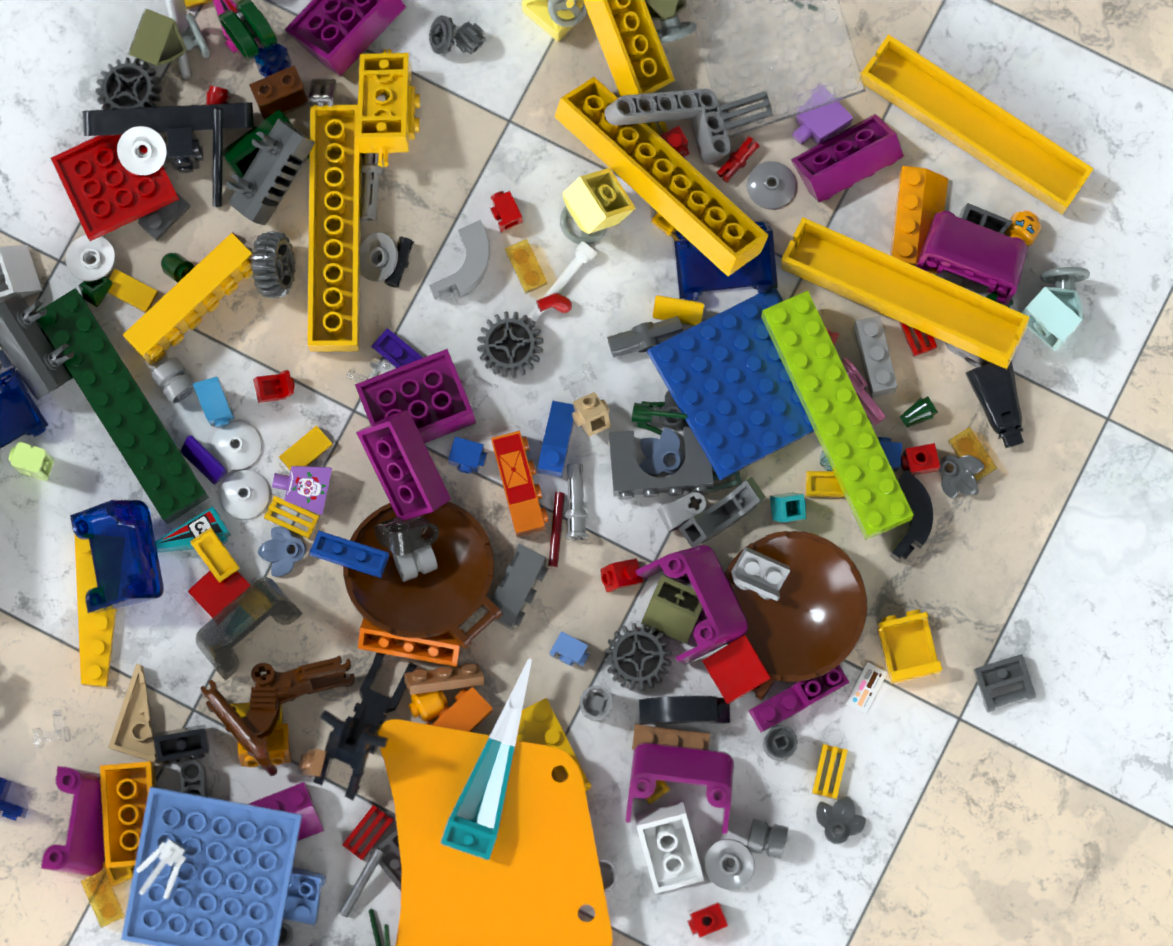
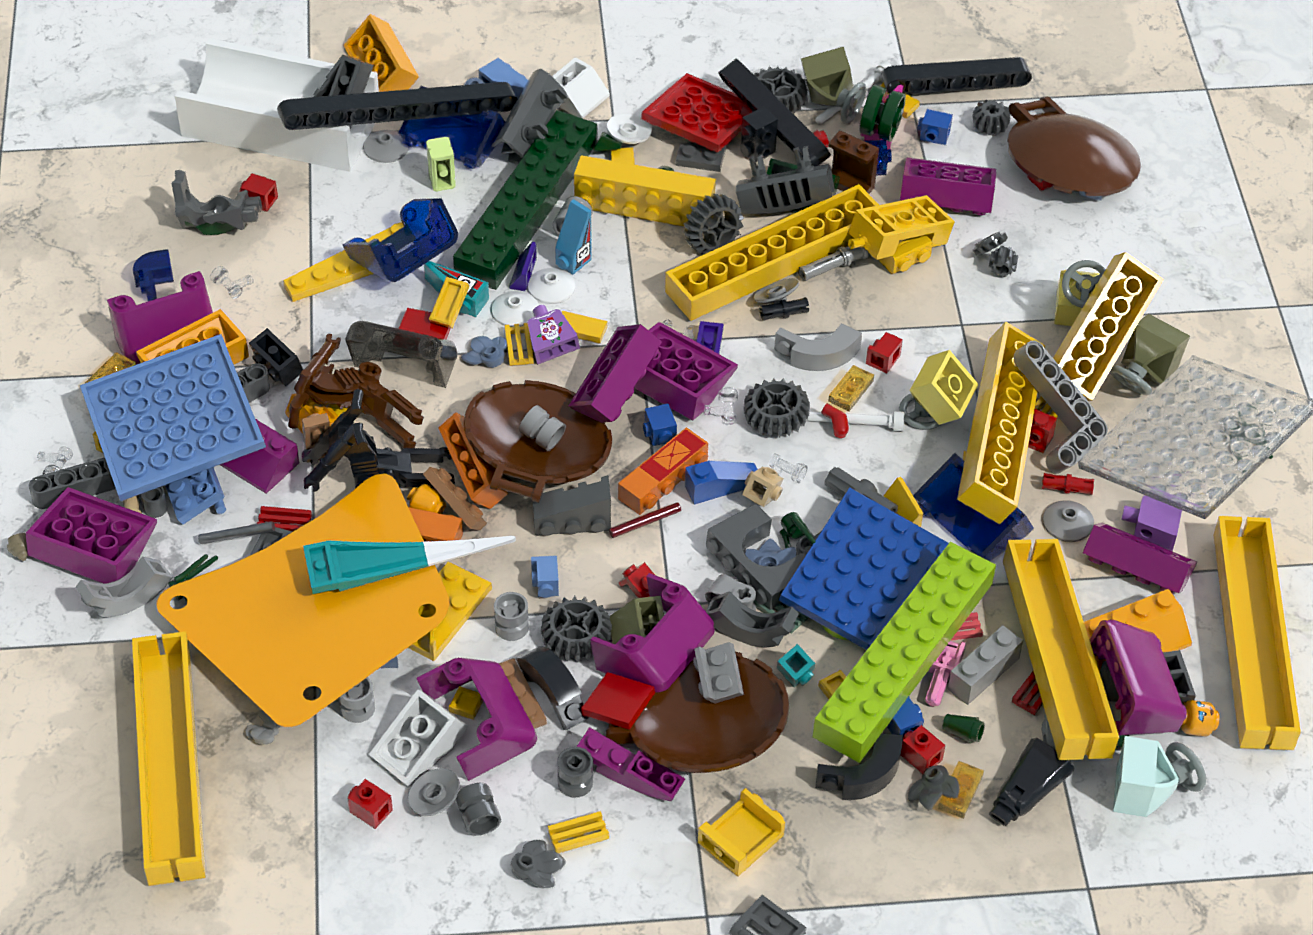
camera: 55 degrees right, 30 degrees down
(133, 158) = (732, 101): white dish -> none
(134, 727) = (280, 322): tan wing -> none
(170, 853) = (171, 369): white plant -> none
(217, 157) = (773, 153): black bar -> none
(274, 387) = (616, 279): red bracket -> none
(321, 98) = (874, 190): clear smoke tile -> none
(349, 554) = (514, 381): blue tile -> none
(406, 536) = (556, 403): clear smoke piece -> none
(575, 513) = (669, 523): light grey pin -> none
(742, 102) = (1114, 455): dark grey tile -> none
(866, 688) = (677, 824): white sticker -> none

